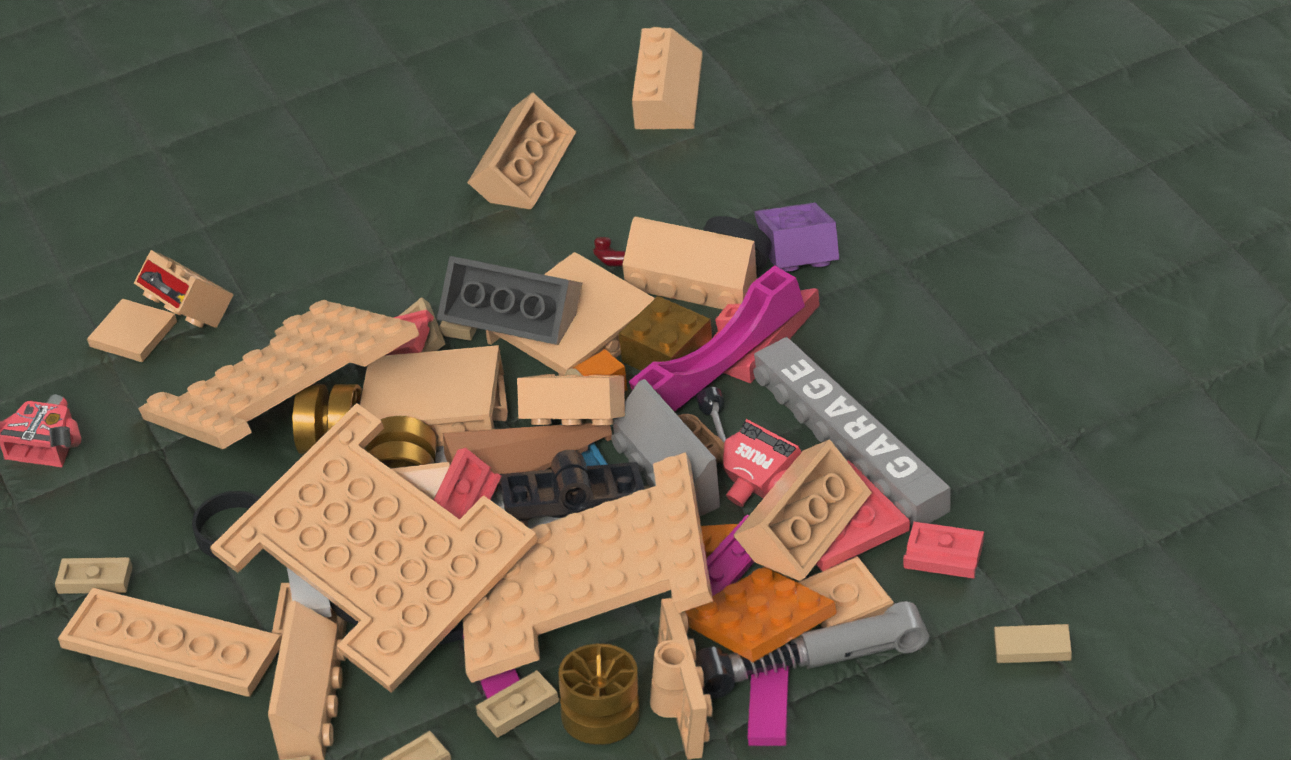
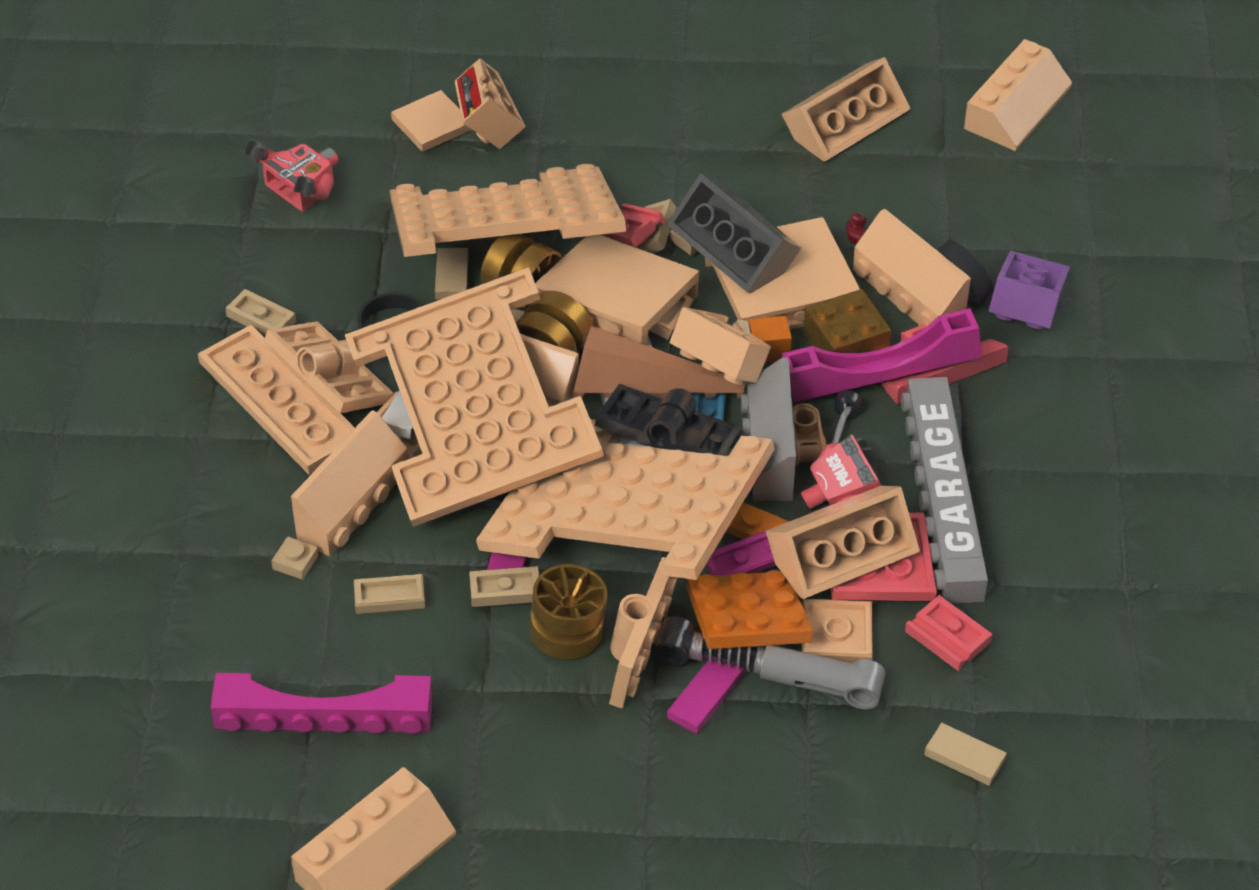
camera: 25 degrees right, 5 degrees up
(201, 587) = (328, 366): none -> light nougat plate
(256, 457) = (451, 271): none -> tan tile
(465, 483) = (582, 377): coral plate -> none

